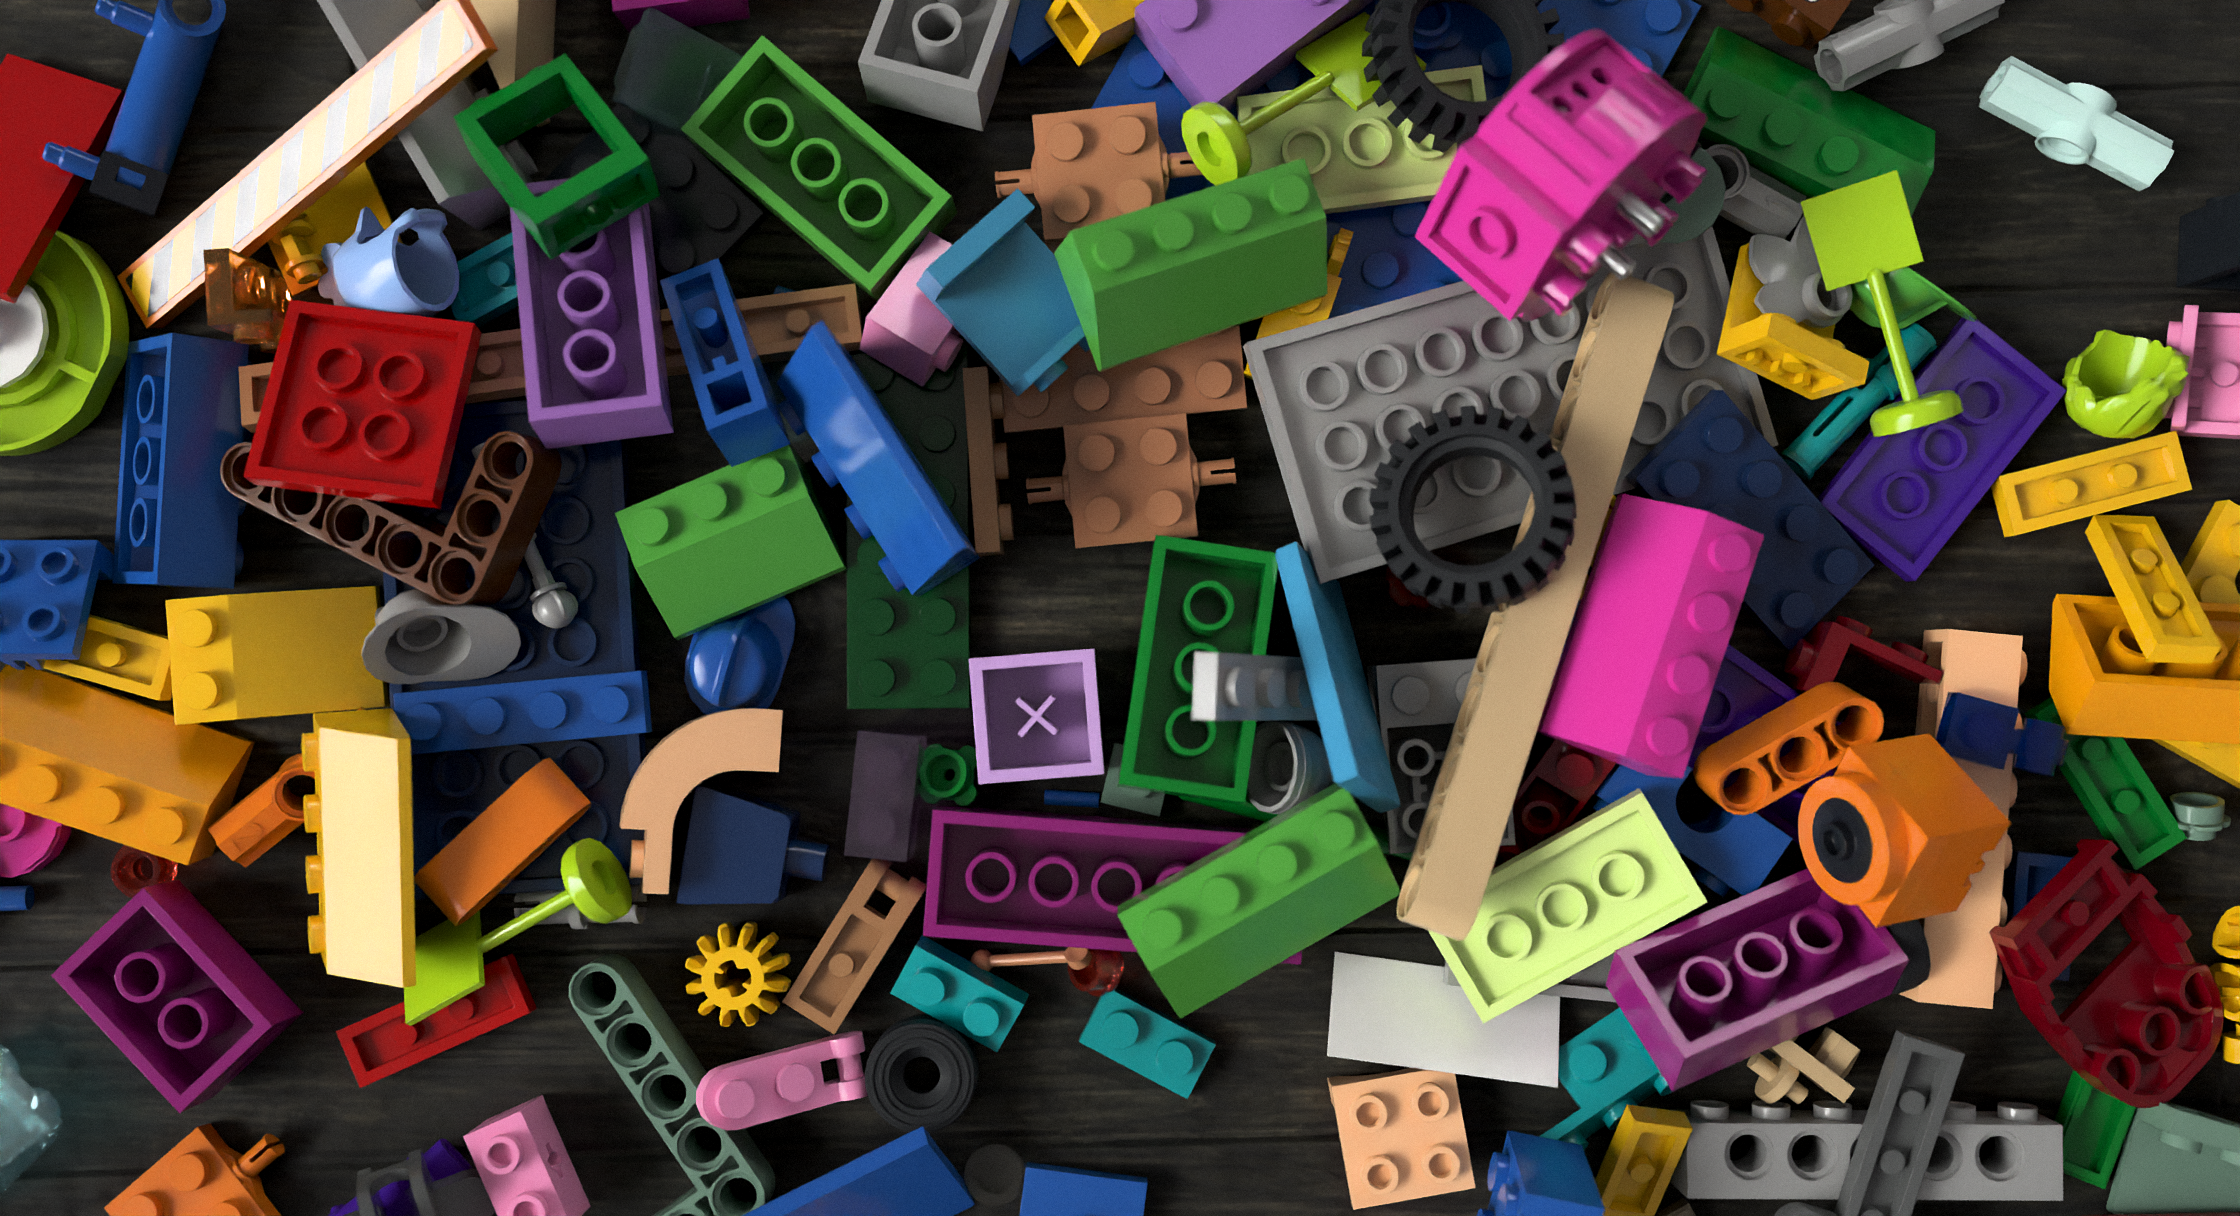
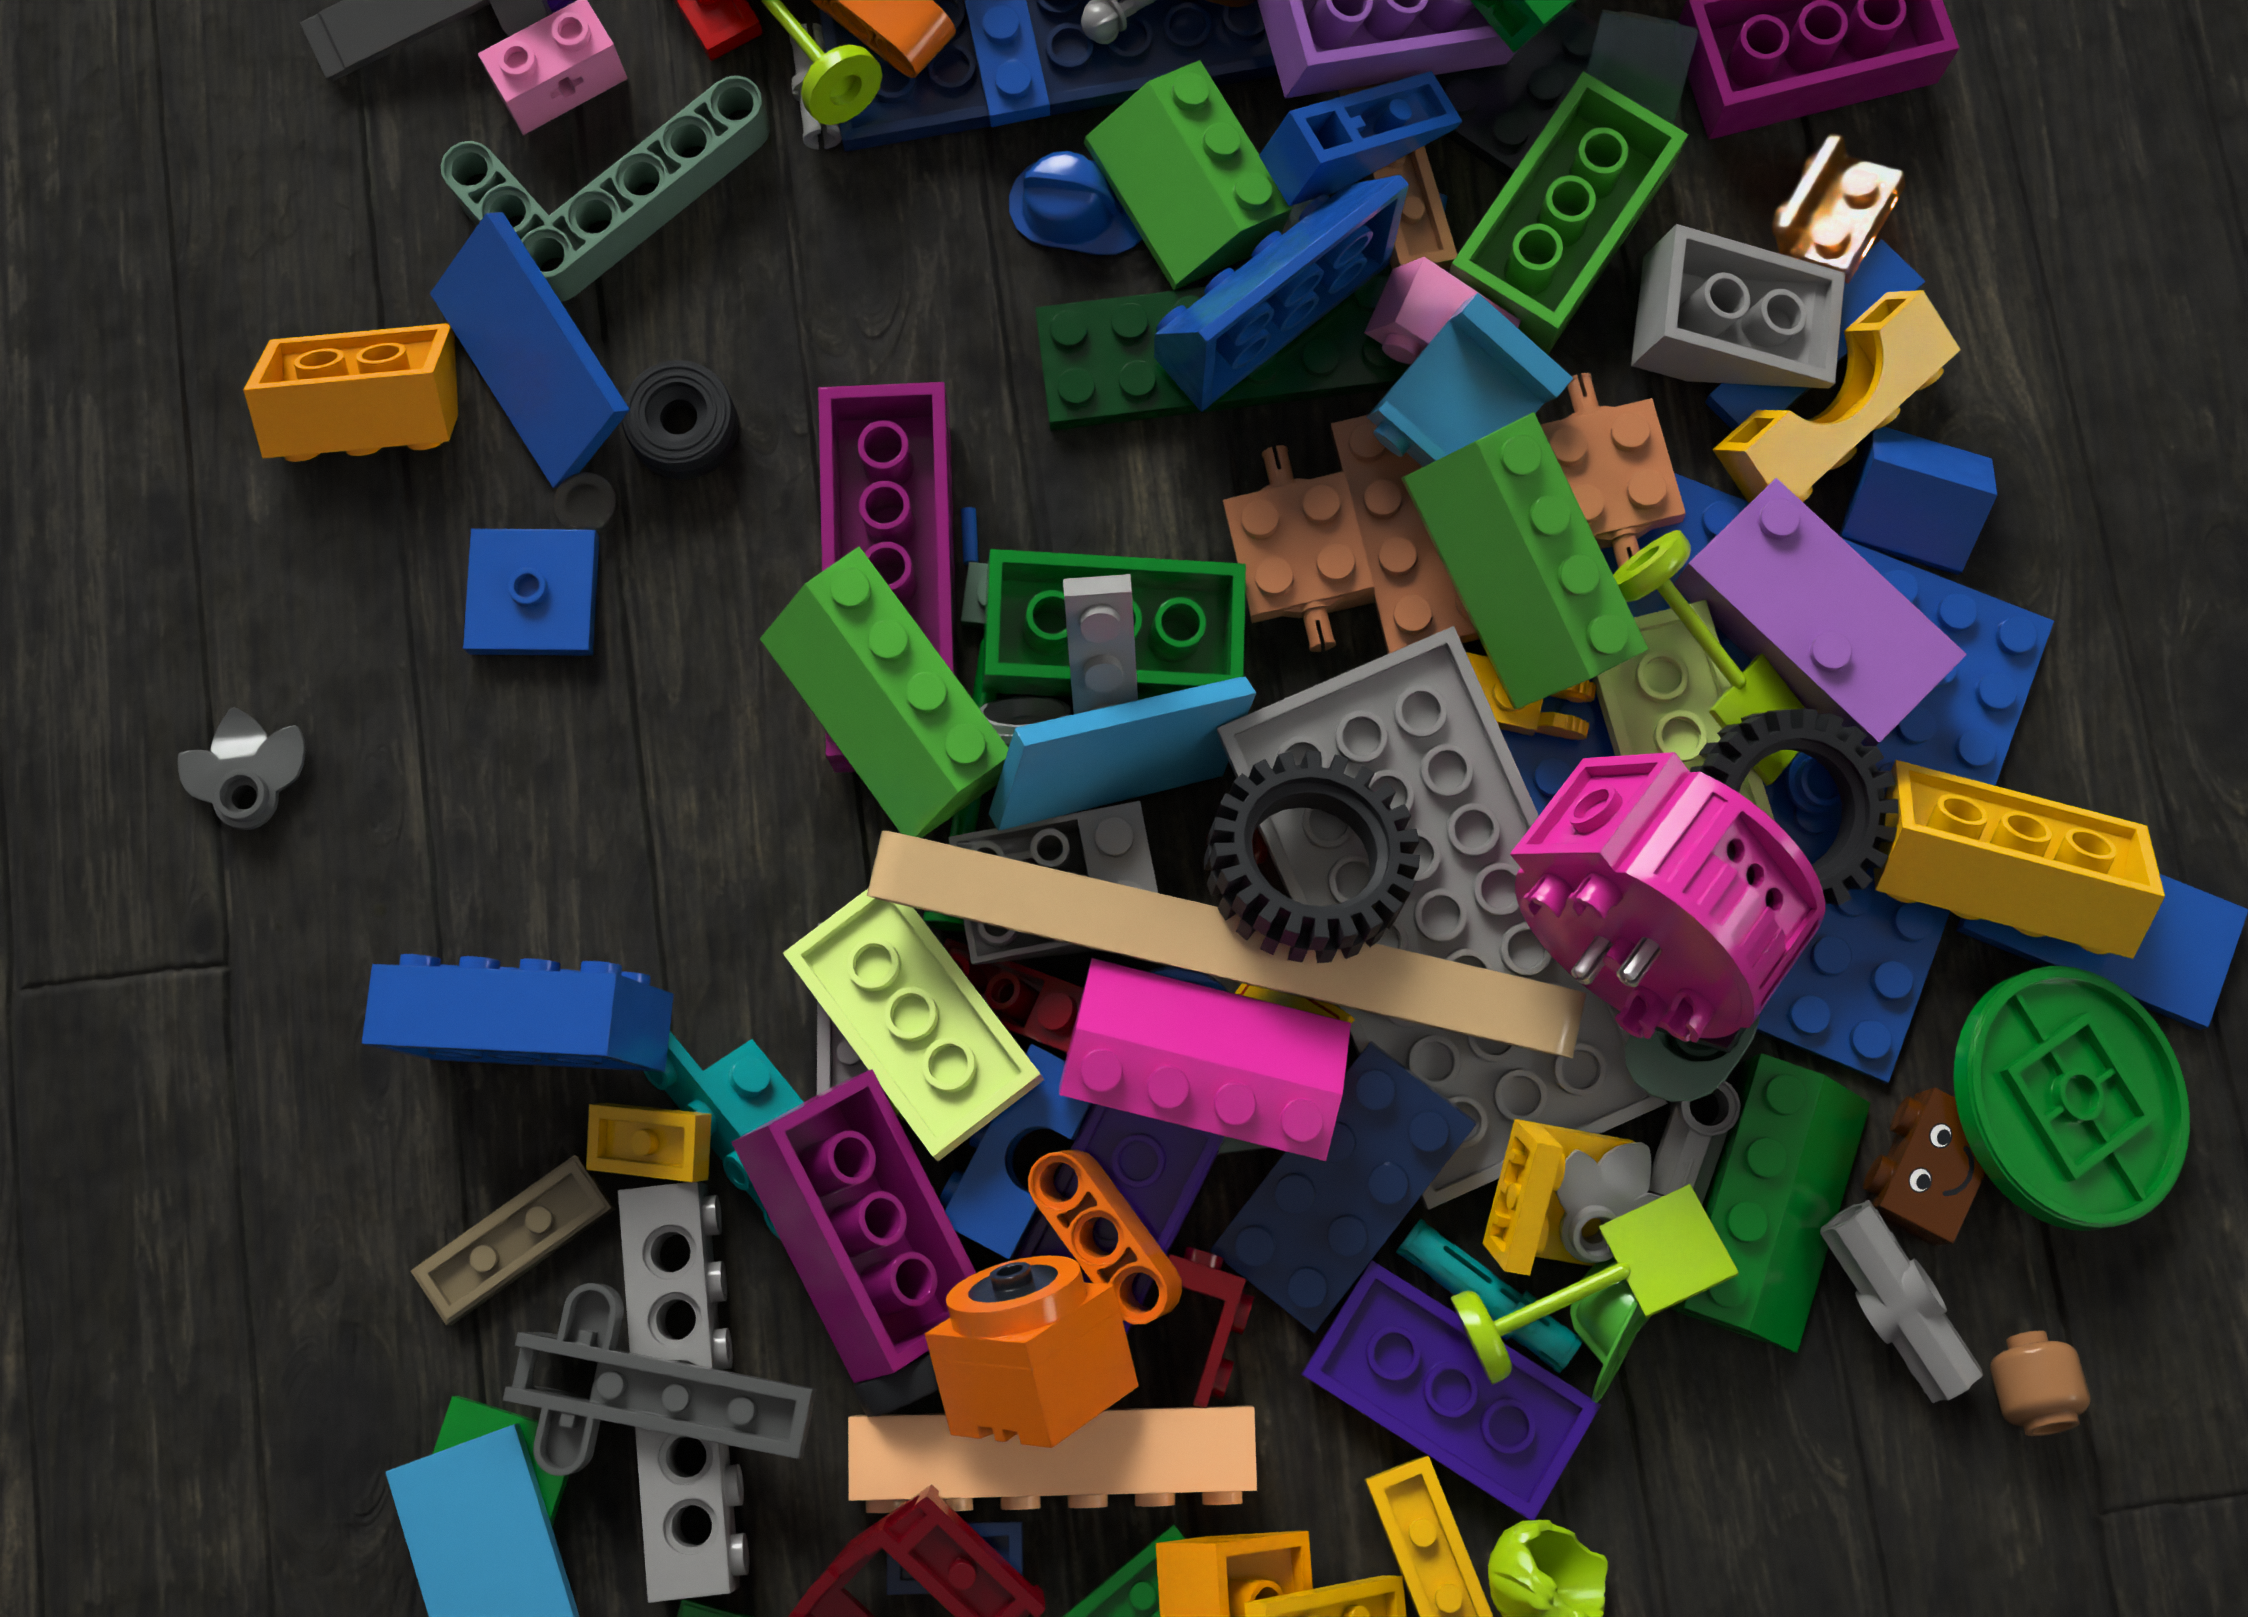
camera: 85 degrees right, 10 degrees down
(693, 752) = (959, 148): light nougat arch -> none
(732, 994) = (758, 214): yellow gear -> none
(744, 850) = (886, 225): dark blue torso -> none
(782, 1082) = (659, 283): bright pink plate -> none
(853, 946) = (798, 338): medium nougat plate -> none
(885, 795) = (957, 346): clear purple brick -> none
(933, 775) = (983, 398): green plate -> none
(959, 993) = (762, 447): teal plate -> none
(986, 461) = (1294, 407): medium nougat plate -> none
(1036, 716) = (1051, 479): lavender brick -> none
(1076, 958) = (811, 546): nougat hinge -> none
(1101, 973) = (796, 569): clear red plate -> none
(1147, 1041) = (730, 636): teal plate -> none
(1401, 1135) = (659, 895): light nougat piece -> none
(1414, 1020) = (778, 894): white sticker -> none
(1824, 1065) = (766, 1330): tan hips -> none
(1985, 735) = (1147, 1449): clear blue plate -> none
(2076, 124) = (1830, 1504): light aqua piece -> none

